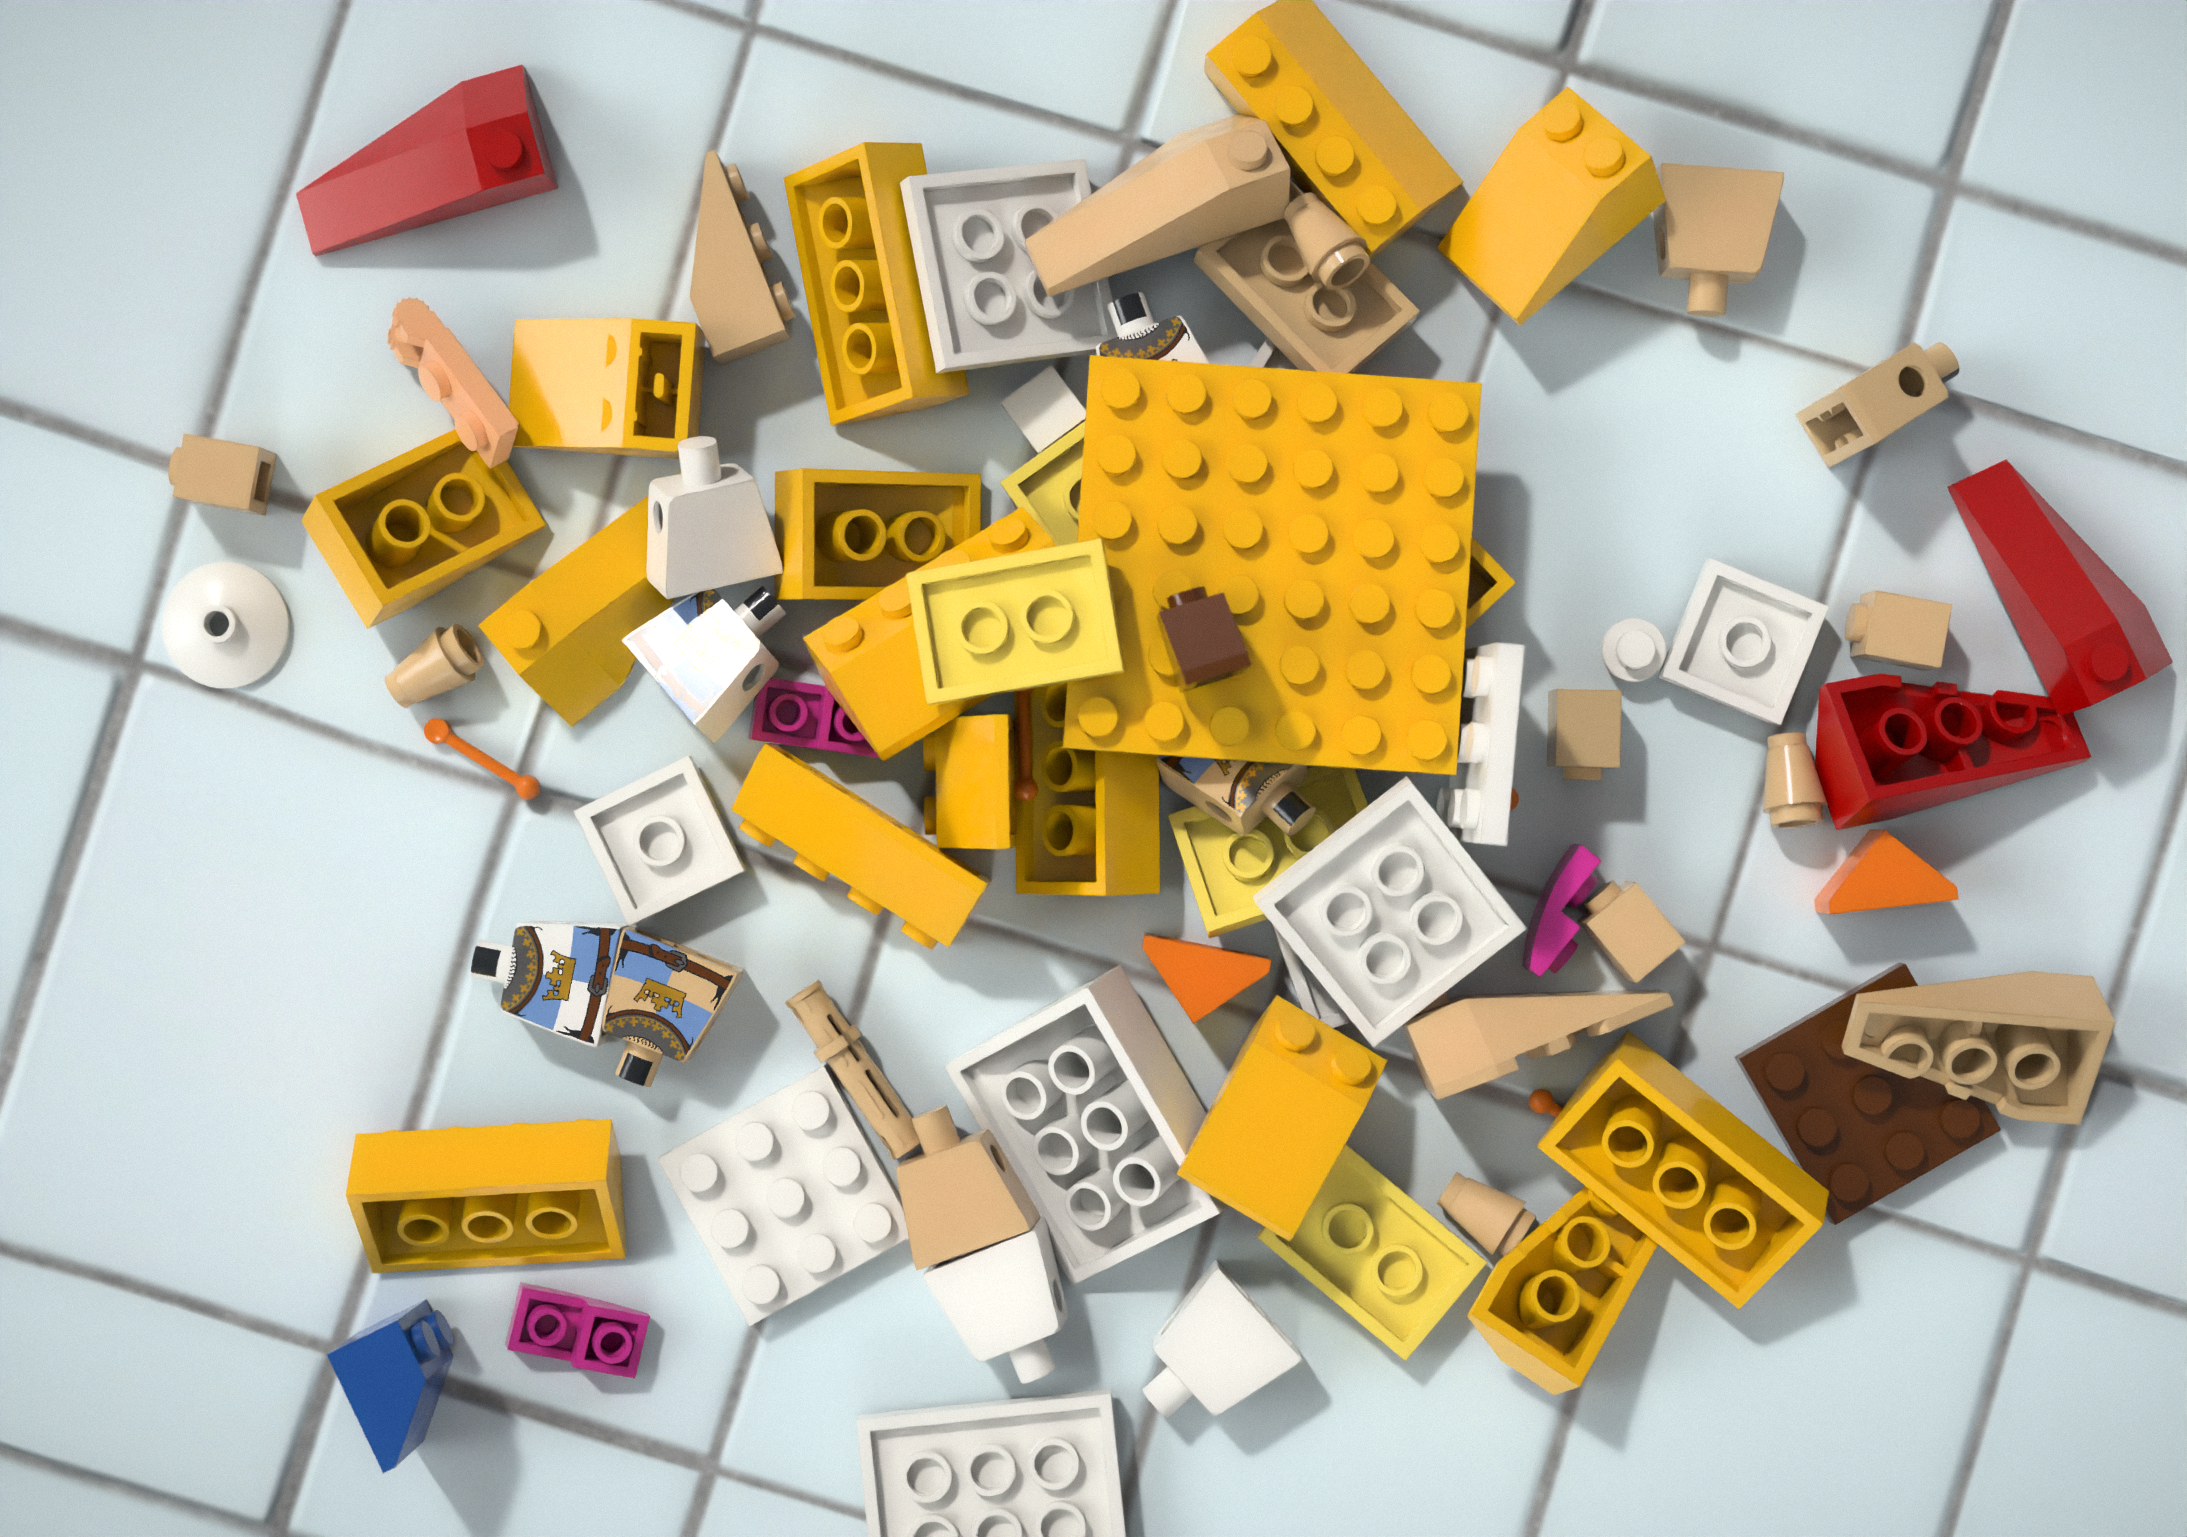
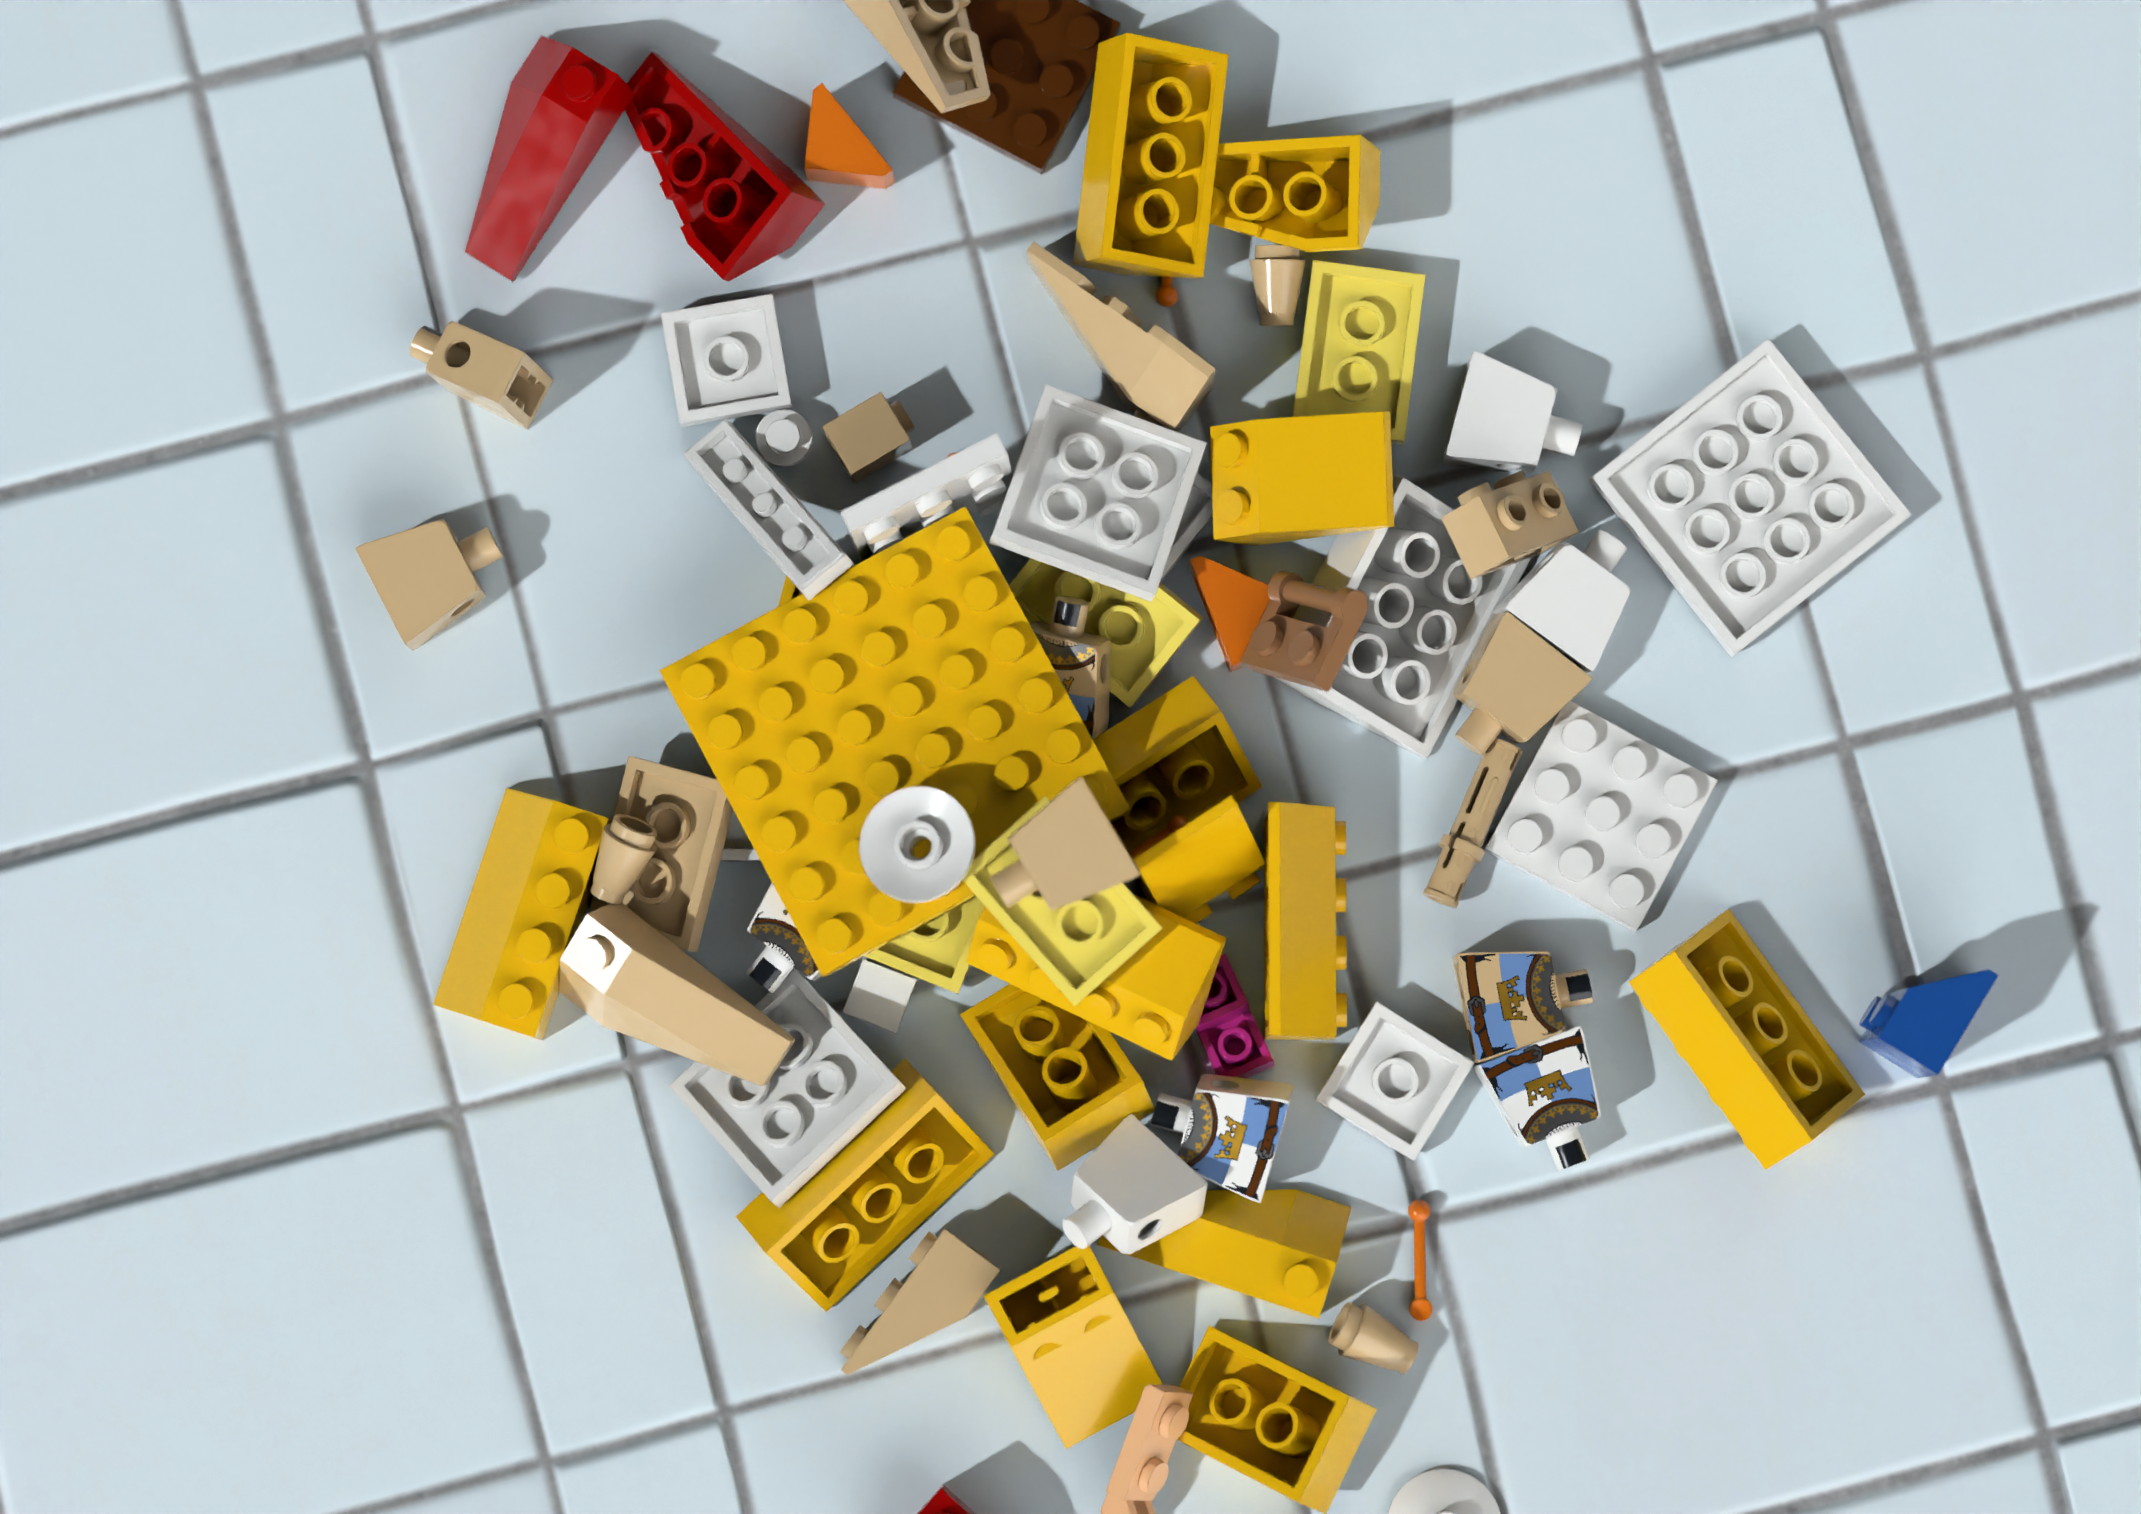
camera: 120 degrees left, 5 degrees down
(577, 1330) = (1806, 909): dark pink slope -> none
(1053, 652) = (1065, 852): none -> tan torso
(1114, 1286) = (1509, 522): none -> tan brick
(1117, 1007) = (1300, 649): none -> medium nougat plate
(1178, 499) = (898, 825): none -> white dish
(1202, 639) = (986, 751): reddish brown slope -> none
(1550, 930) = (1036, 366): dark pink slope -> none
(1551, 206) = (489, 706): yellow slope -> none
(1572, 587) = (768, 509): none -> white tile
(1629, 929) = (996, 310): tan brick -> none
(1792, 783) = (810, 258): tan cone -> none
(1898, 630) = (645, 251): tan brick -> none

